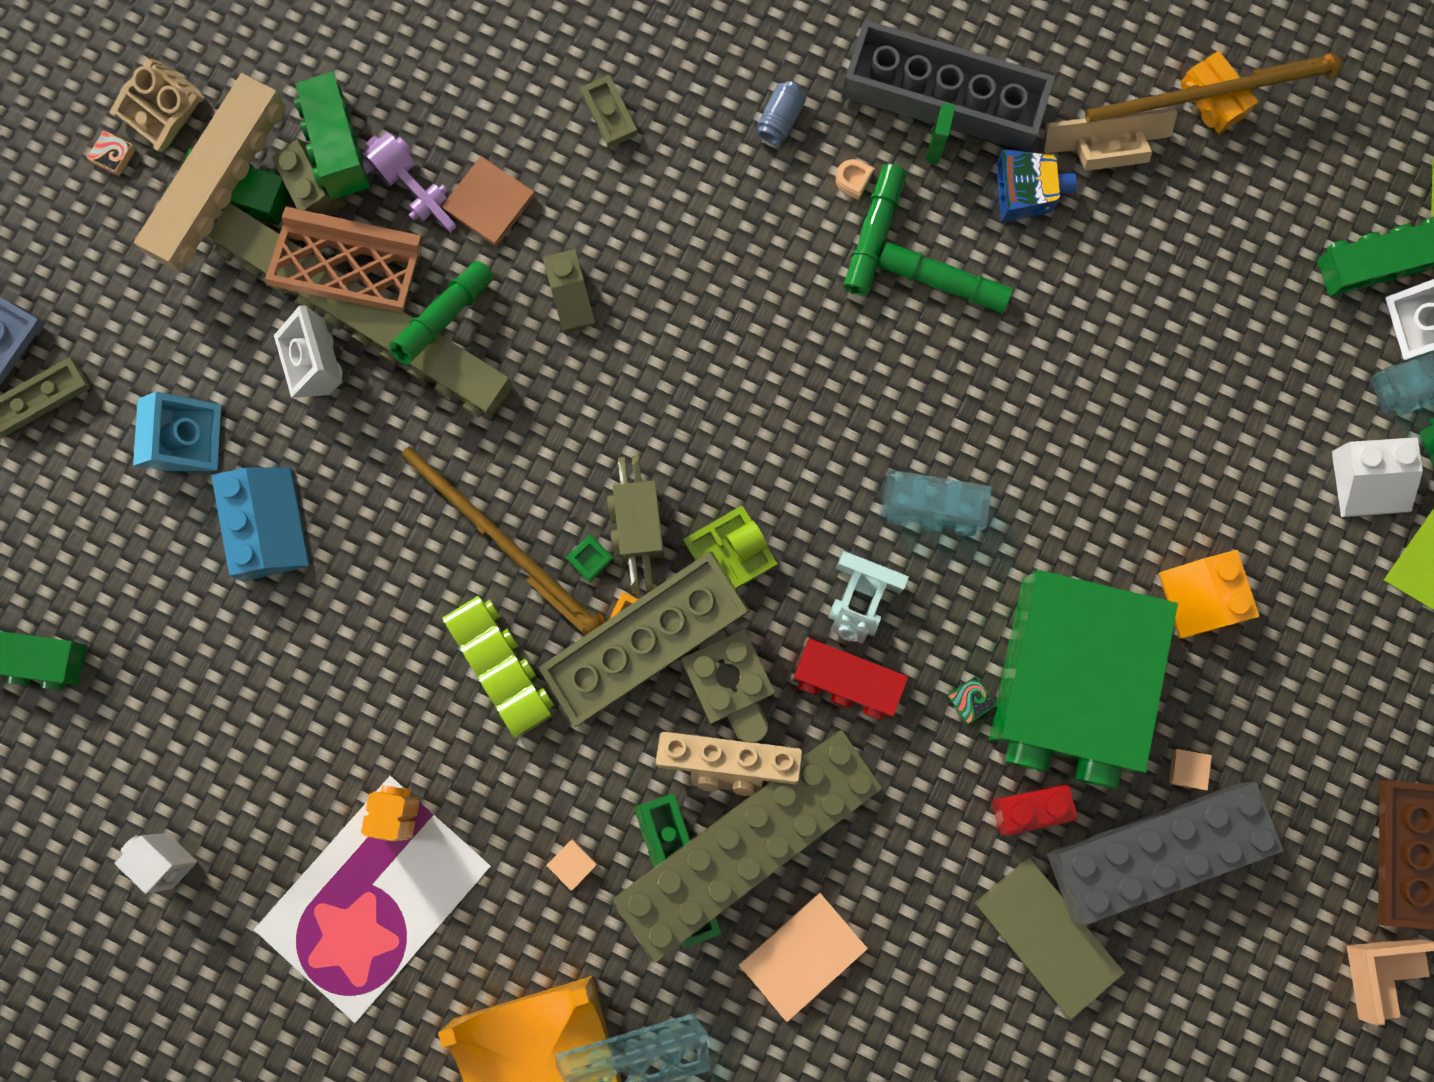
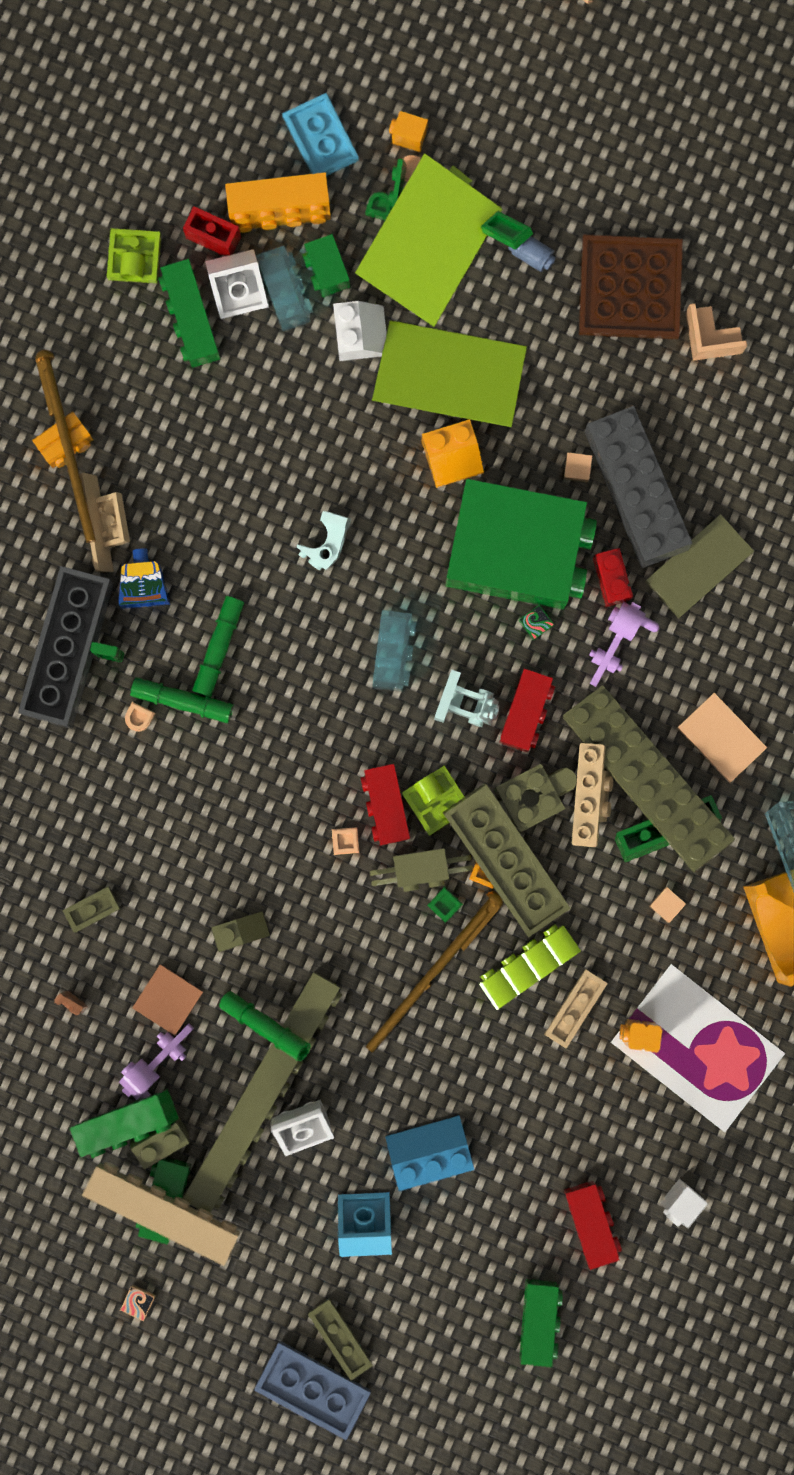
camera: 90 degrees left, 5 degrees up
(144, 736) = (593, 1224): none -> red brick
(156, 102) = (96, 1268): tan slope -> none
(351, 240) = (207, 1096): nougat fence -> none
(437, 727) = (575, 1008): none -> tan plate
(493, 80) = (71, 1002): none -> nougat tile
(681, 432) = (345, 841): none -> light nougat tile
(727, 484) = (385, 805): none -> red brick
(781, 113) = (89, 775): sand blue head -> none
(967, 824) = (625, 624): none -> lavender piece
(1075, 425) = (337, 529): none -> light aqua tile
(1320, 596) = (449, 373): none -> lime sticker

